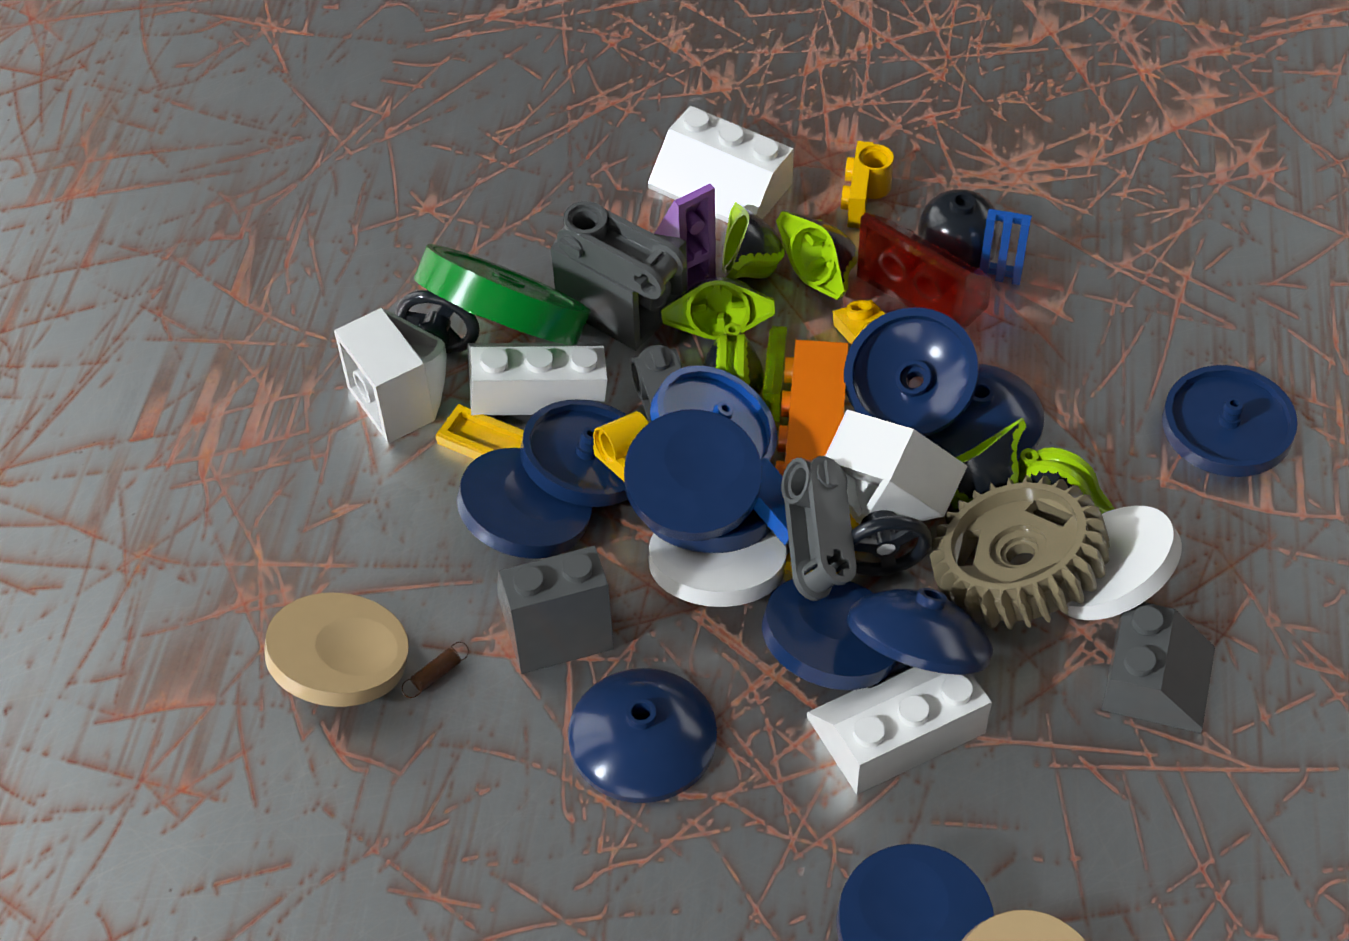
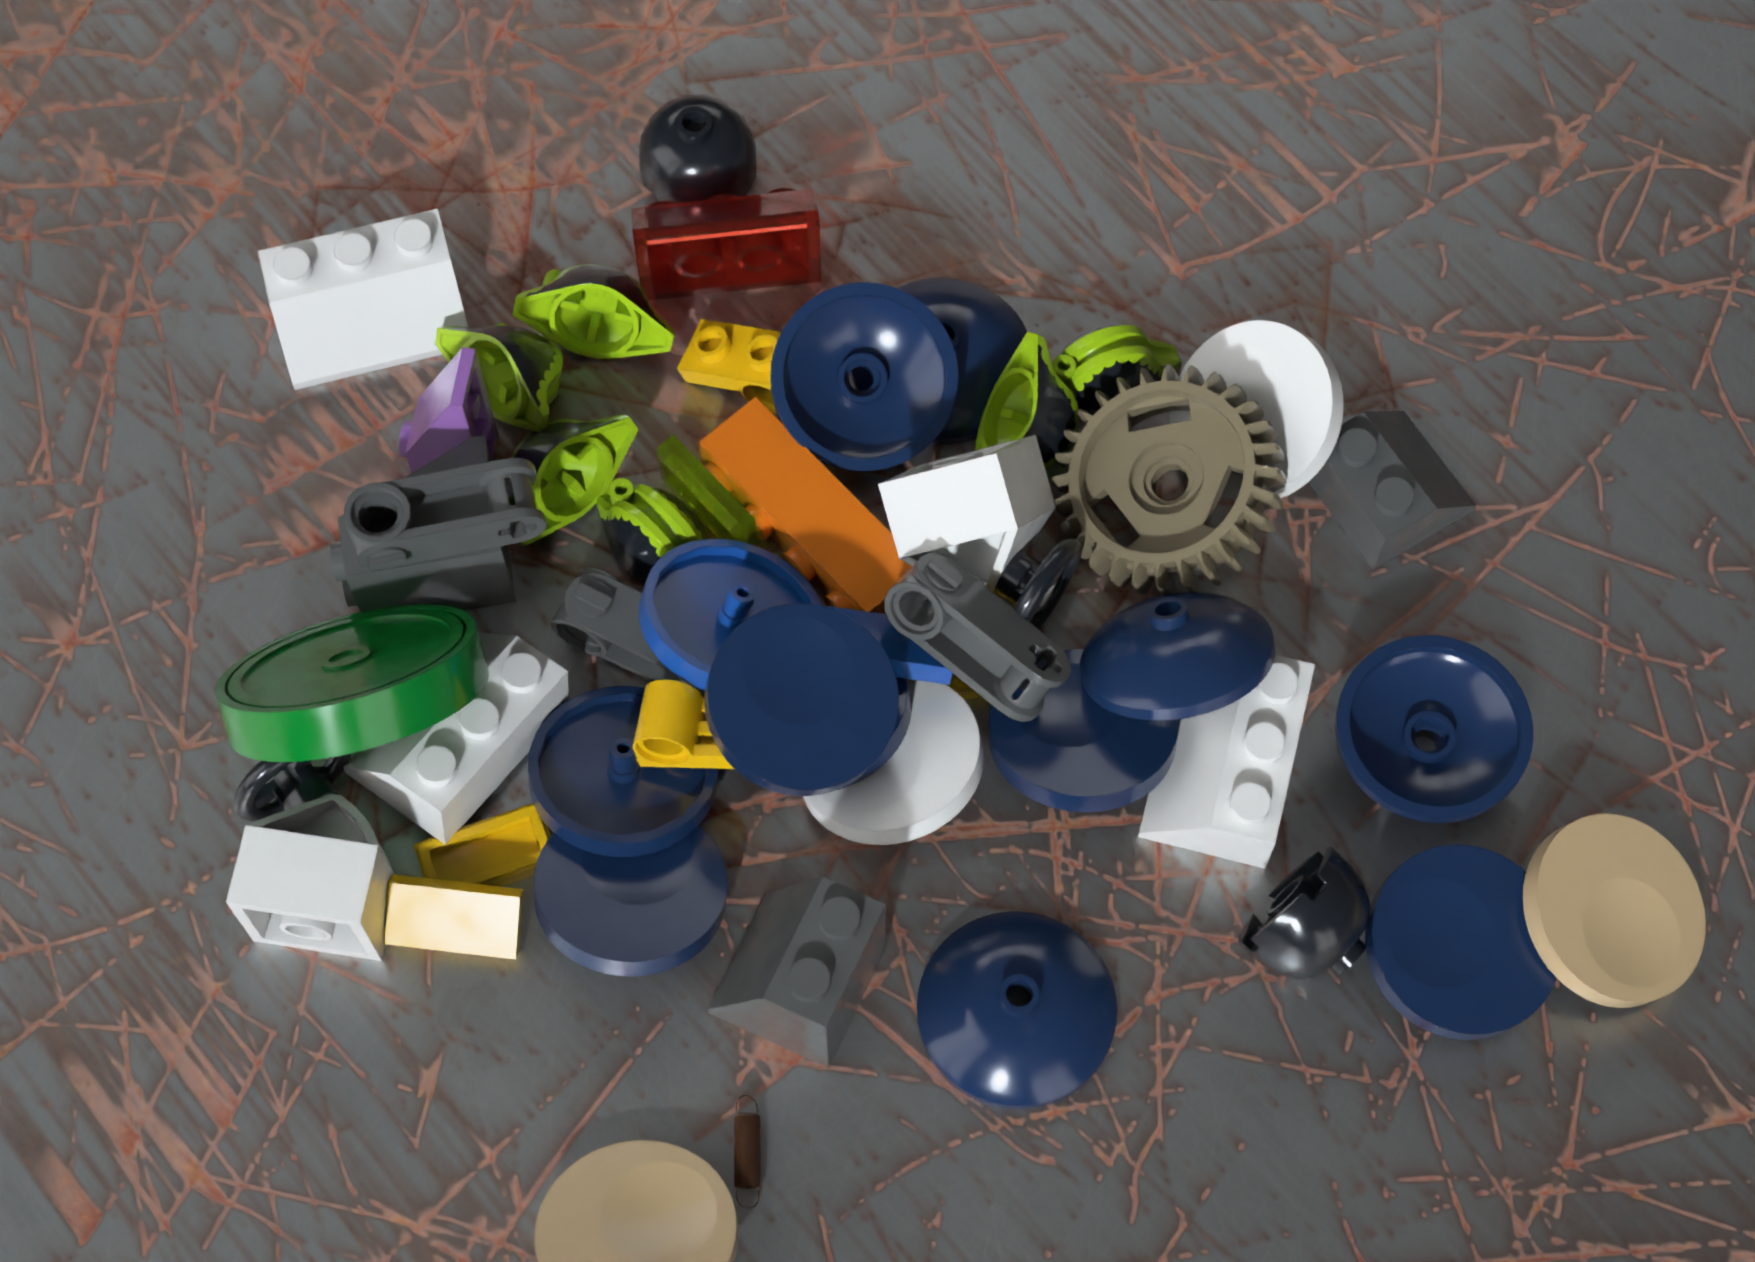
camera: 50 degrees left, 15 degrees up
(435, 446) = (454, 916): none -> tile
(839, 827) = (1311, 920): none -> black cylinder
(869, 178) = (536, 180): yellow plate -> none
(1001, 269) = (793, 132): blue tile -> none
(1032, 775) = (1446, 694): none -> dark blue dish
(1229, 421) = (1172, 150): dark blue piece -> none

